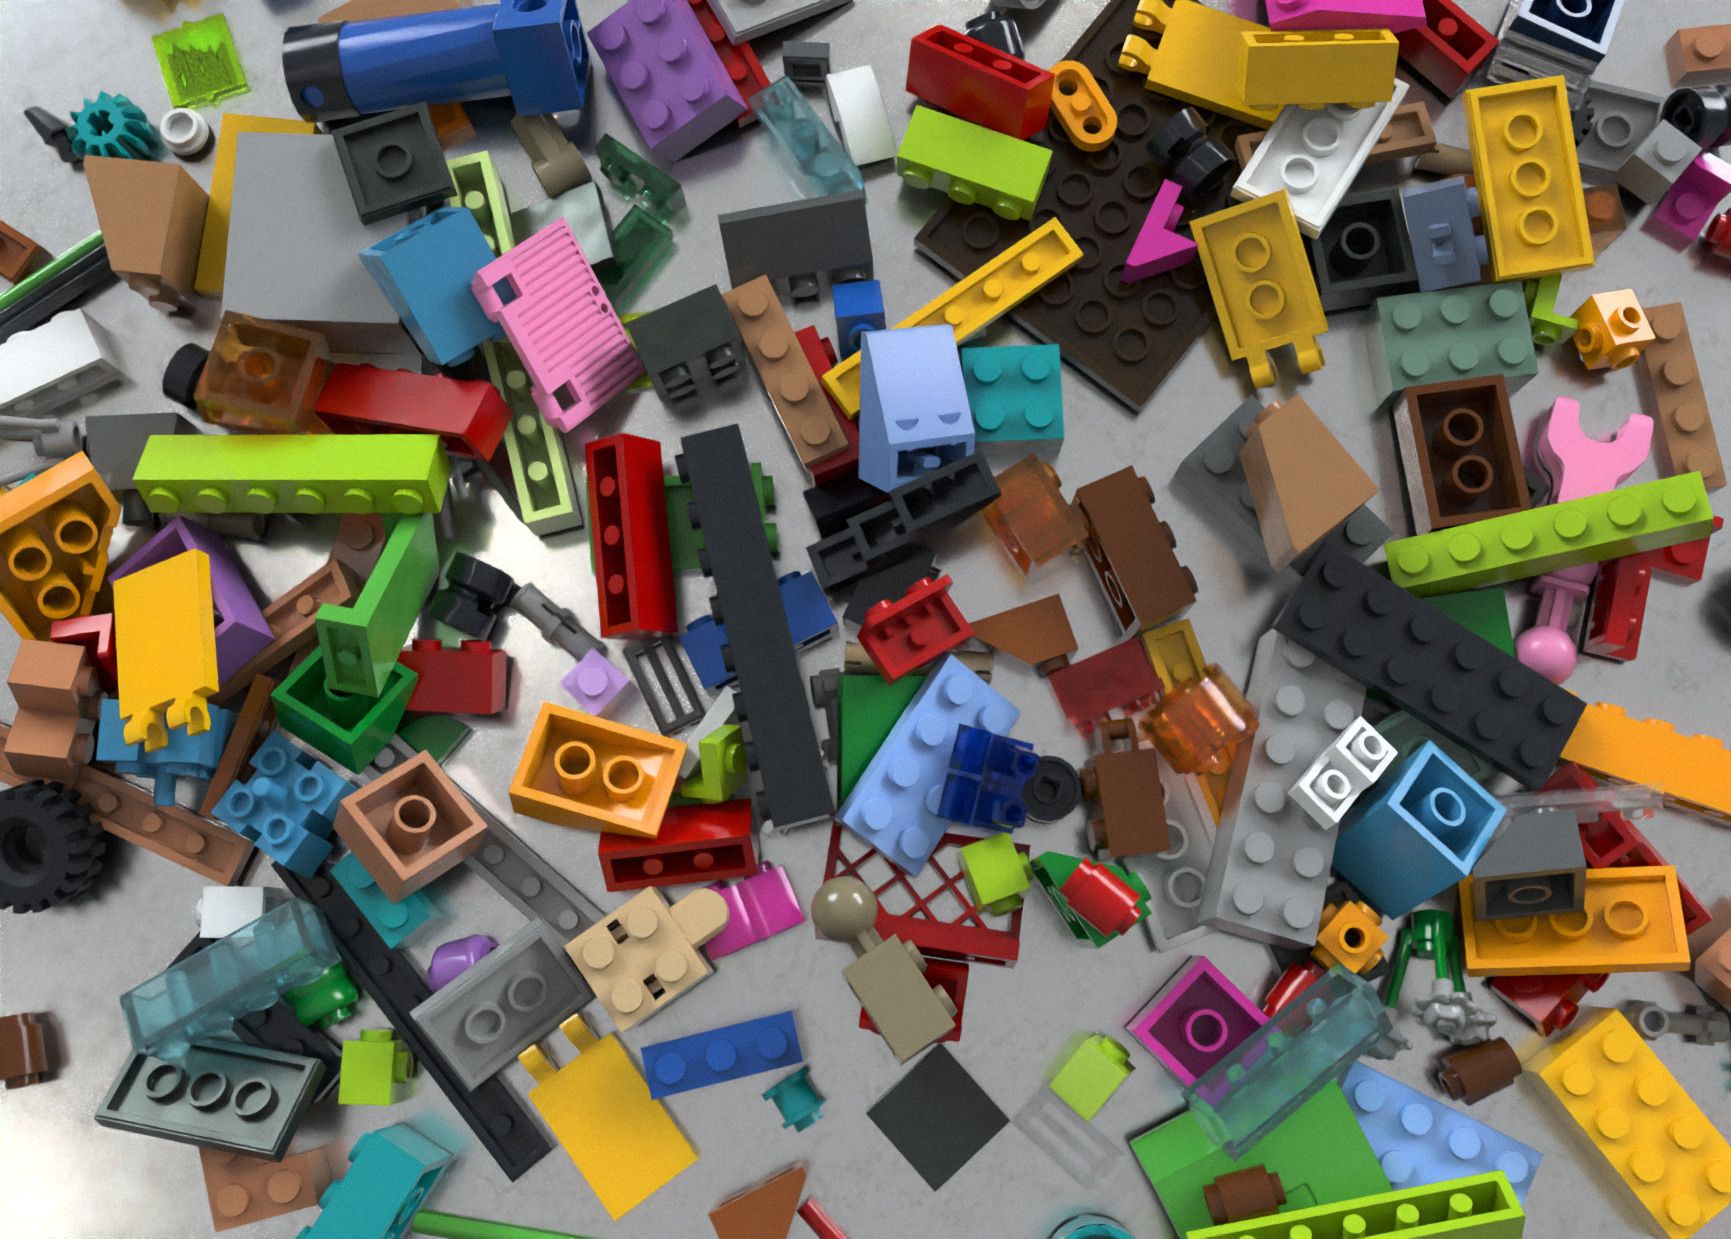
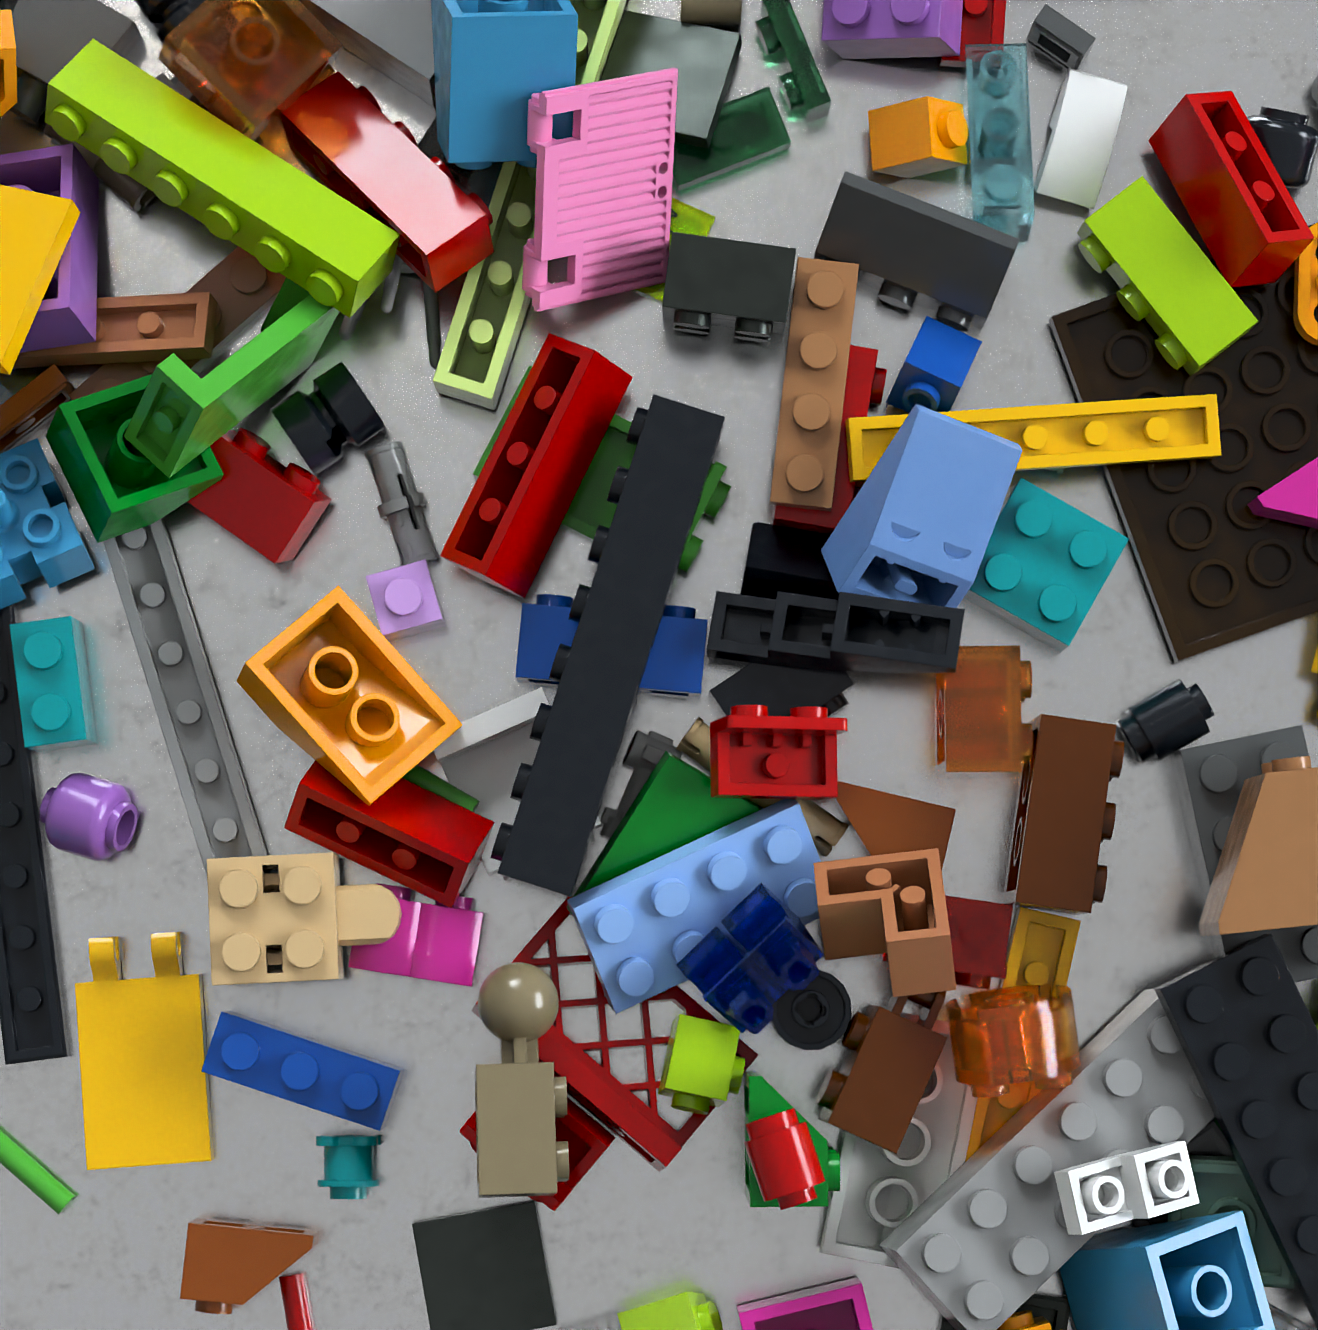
camera: 25 degrees right, 5 degrees up
(409, 826) = (121, 633): nougat brick -> none
(435, 734) = (199, 544): green tile -> none
(502, 1004) = (107, 876): light grey tile -> none
(682, 720) = (473, 691): dark grey tile -> none
(722, 766) = (483, 772): lime bracket -> none
(753, 174) = (918, 137): none -> light orange brick
(1060, 683) = (891, 908): none -> nougat brick
(1160, 450) = (1166, 721): none -> black brick

